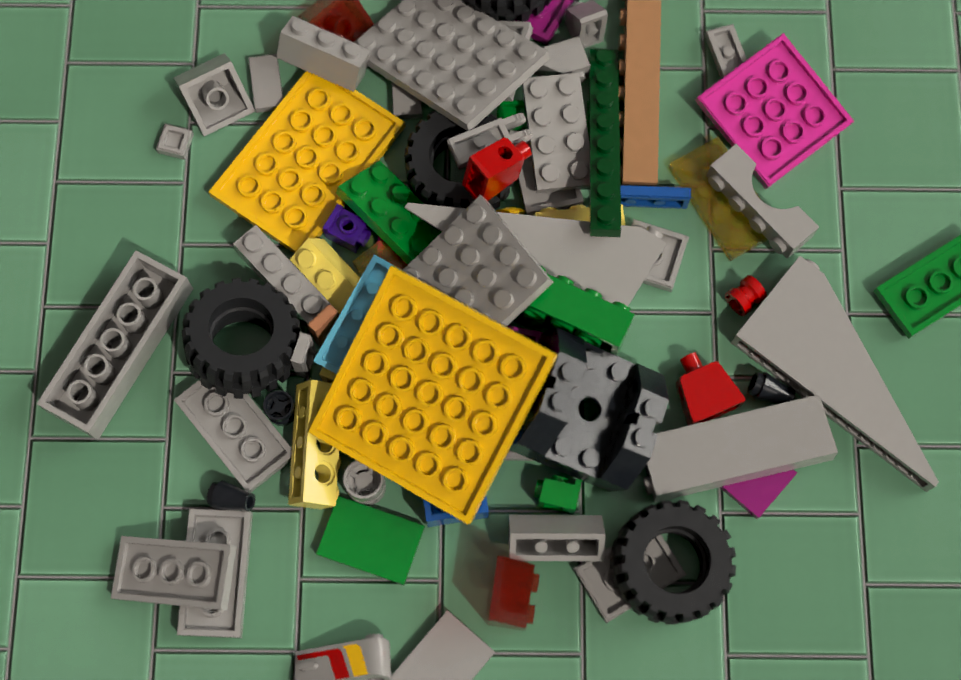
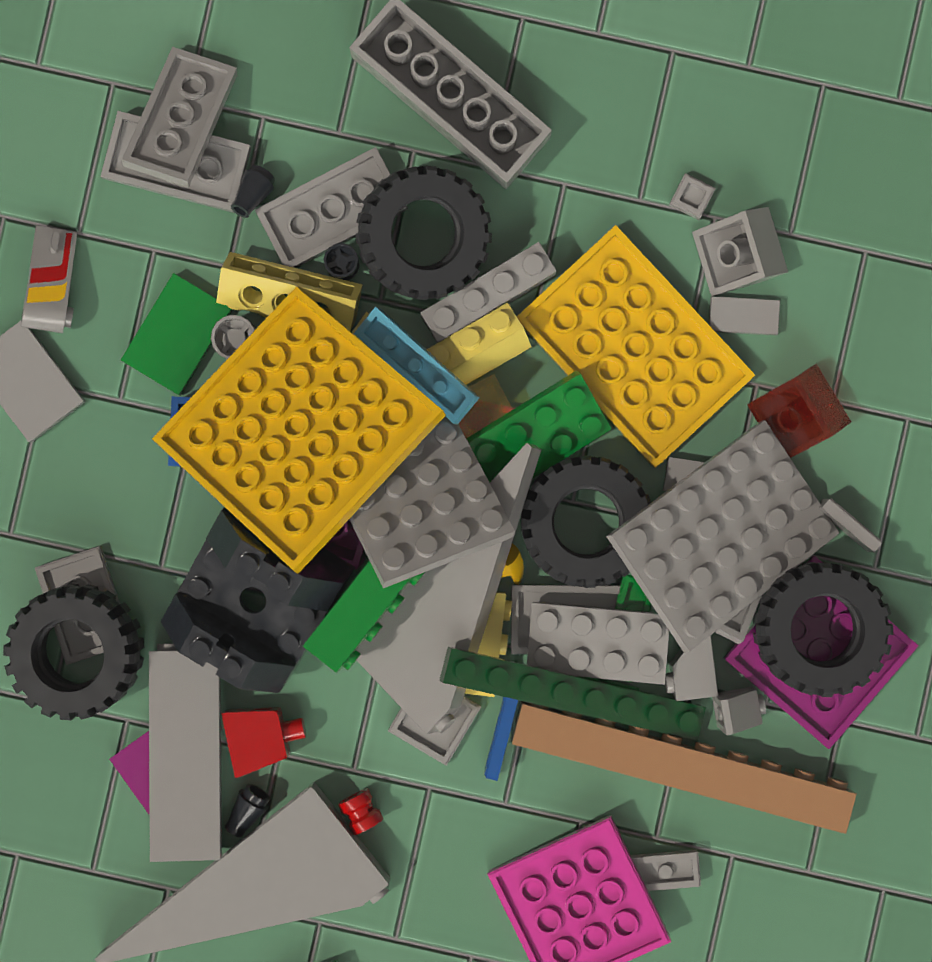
camera: 100 degrees right, 15 degrees up
(303, 355) = (390, 298): light grey tile -> none
(323, 53) = (757, 387): light grey brick -> none
(323, 323) = (420, 328): nougat tile -> none
(349, 239) = (537, 362): dark purple brick -> none
(474, 140) = (592, 554): light grey hinge -> none
(495, 168) = (546, 547): red torso -> none
(512, 594) = (80, 472): clear red slope -> none
(556, 537) = (130, 533): light grey brick -> none
(558, 494) = (180, 546): green brick -> none
(727, 225) = (485, 819): clear yellow plate -> none
(783, 228) = (498, 834): light grey arch -> none

